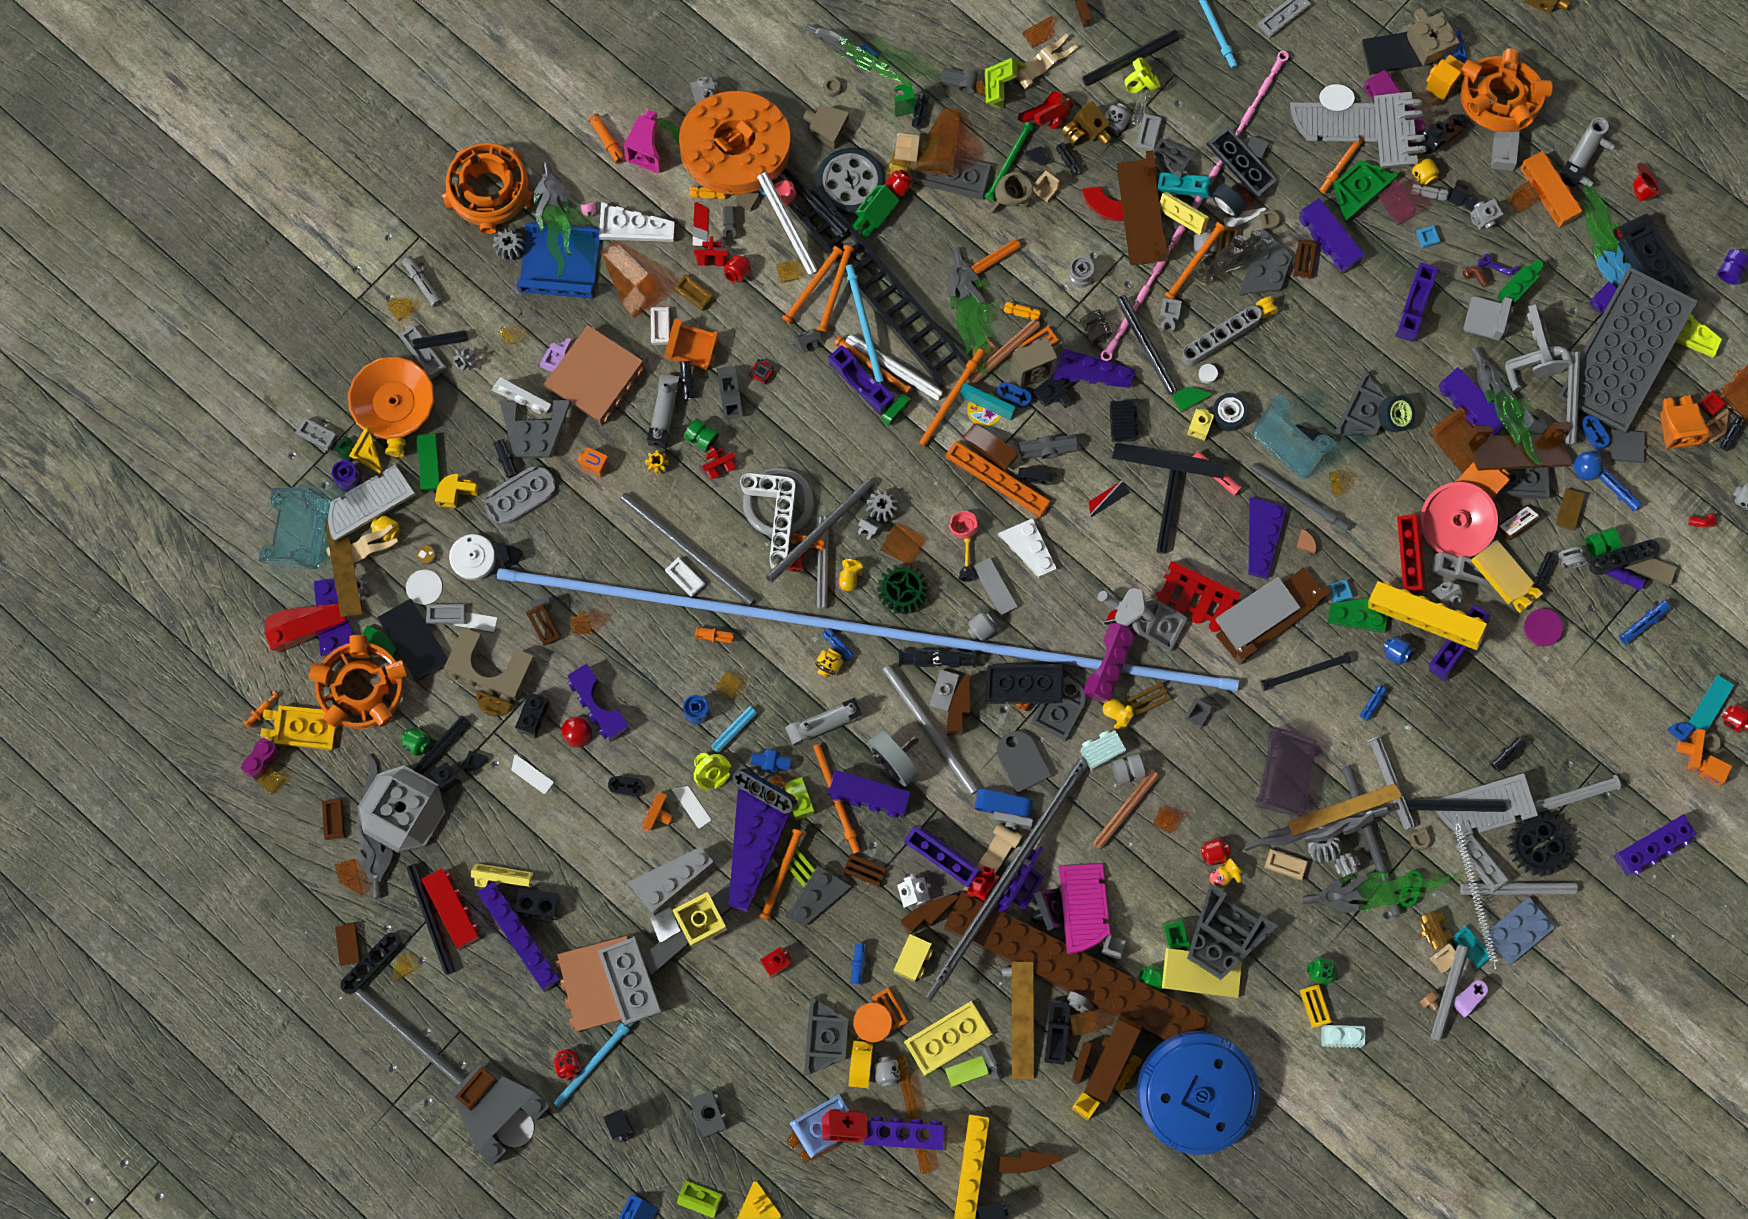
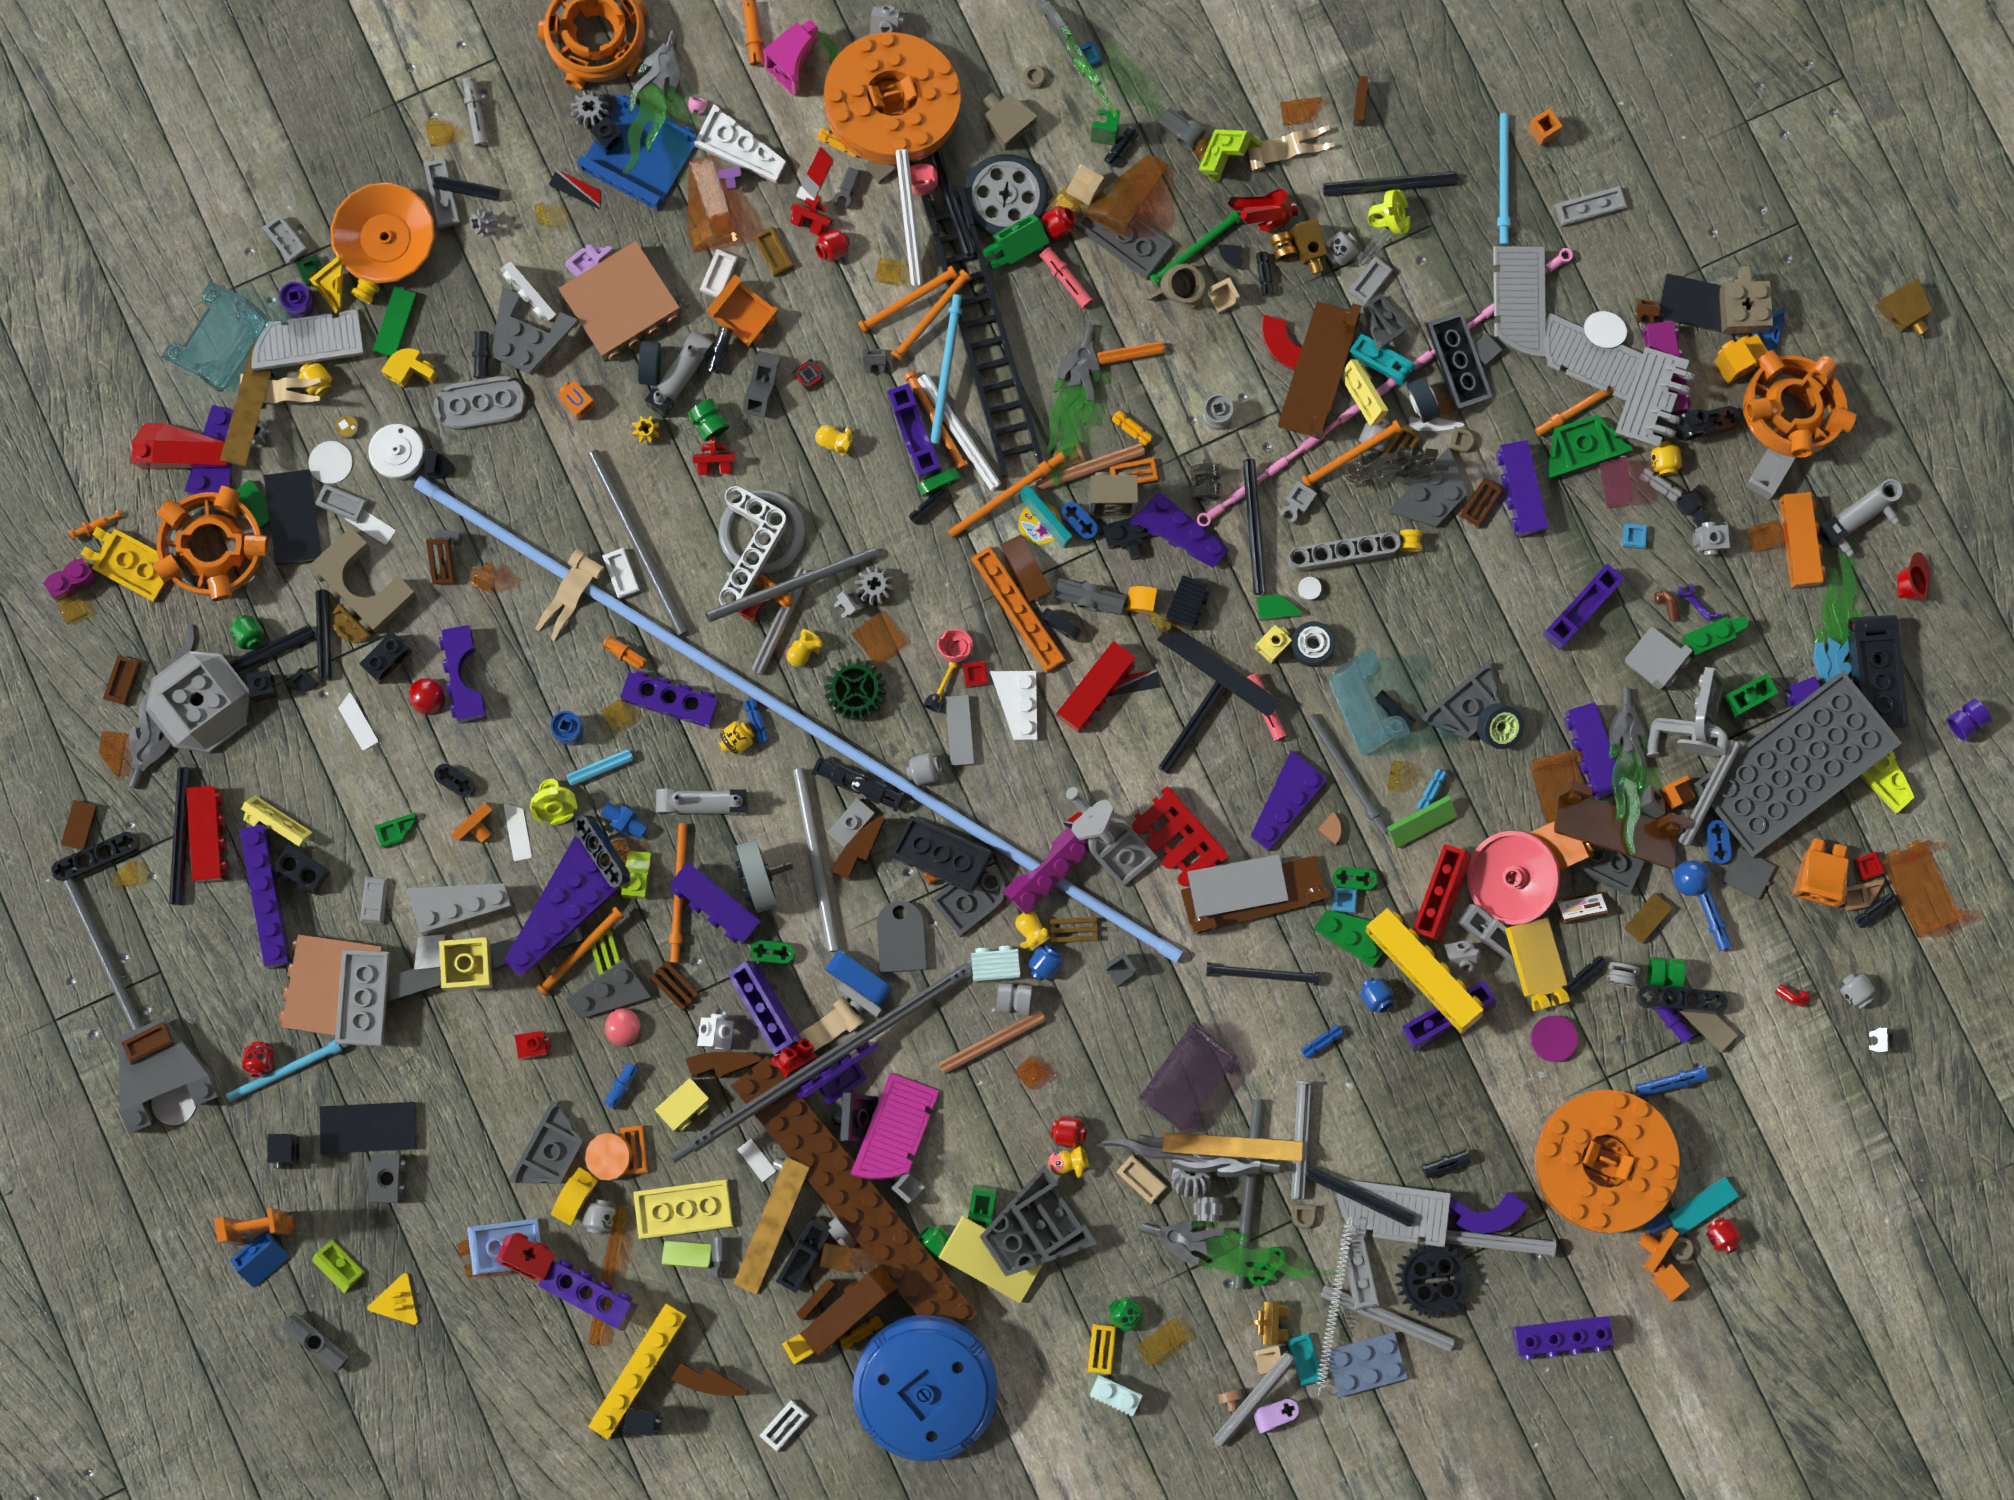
camera: 20 degrees right, 5 degrees up
(475, 719) = (323, 634): none -> black axle
(523, 307) = (576, 188): none -> sticker
(530, 257) = (606, 135): none -> black brick
(596, 844) = (395, 830): none -> green tile
(603, 904) = (374, 900): none -> light grey tile
(610, 1203) = (235, 1231): none -> orange fence
(636, 249) = (729, 174): none -> medium lavender tile
(638, 411) = (649, 363): none -> black wheel
(652, 605) = (570, 589): none -> tan flag
(675, 1081) = (367, 1127): none -> black tile
(774, 661) = (639, 680): none -> dark purple brick
(801, 411) = (832, 439): none -> yellow animal
(839, 919) = (622, 1027): none -> coral hair
(896, 431) = (928, 506): none -> black axle
(904, 211) = (1065, 276): none -> coral pin
(927, 808) = (772, 946): none -> green beam
(987, 540) = (975, 674): none -> red tile
(987, 976) = (756, 1160): none -> white sticker
(1083, 510) = (1095, 687): none -> red brick
(1087, 433) = (1141, 599): none -> light orange brick
(1095, 1187) = (770, 1441): none -> white tile
(1109, 444) = (1159, 622): none -> clear yellow tile
(1139, 732) = (1045, 962): none -> blue head
(1265, 100) = (1520, 298): none -> light grey piece
(1339, 568) = (1355, 873): none -> green beam
(1358, 981) = (1161, 1342): none -> clear yellow plate
(1360, 69) = (1646, 307): none -> reddish brown tile
(1367, 483) = (1432, 789): none -> dark azure axle
(1371, 509) = (1422, 822): none -> bright green tile
(1548, 409) = (1678, 792): none -> orange panel
(1567, 775) = (1500, 1217): none -> dark purple arch
(1568, 315) = (1750, 695): none -> green brick
(1627, 700) = (1606, 1161): none -> orange piece

